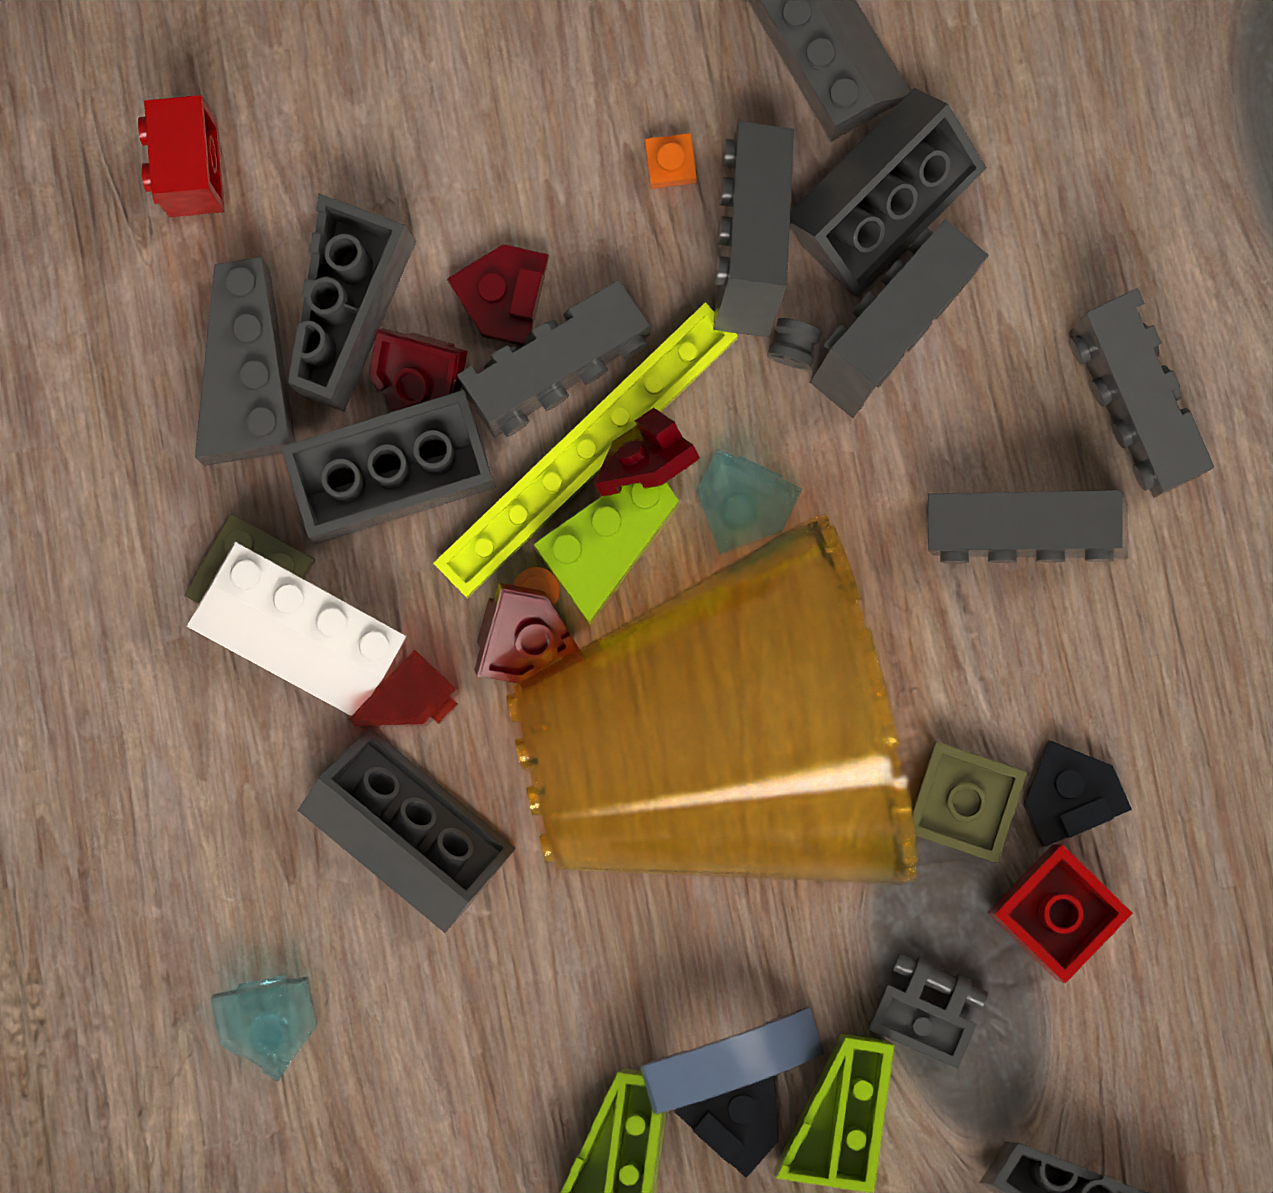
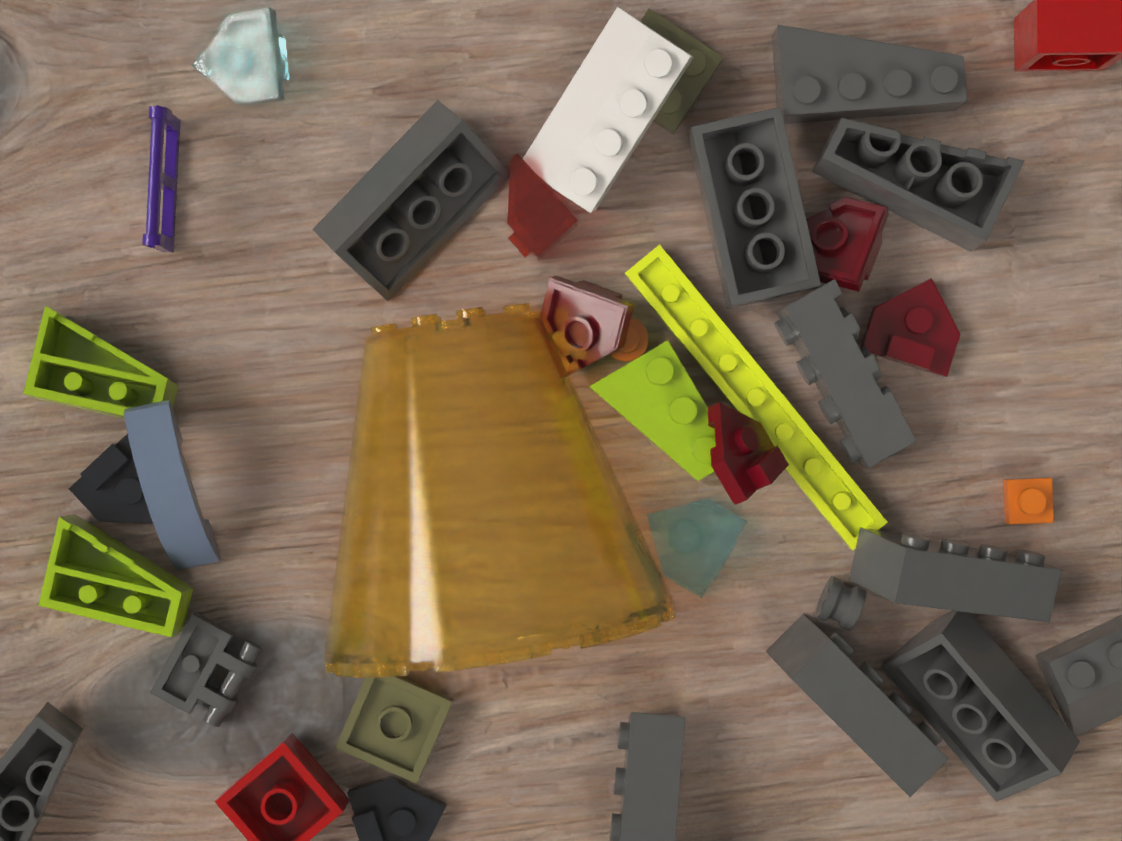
camera: 90 degrees right, 5 degrees up
(403, 1099) = (162, 120): none -> dark purple window

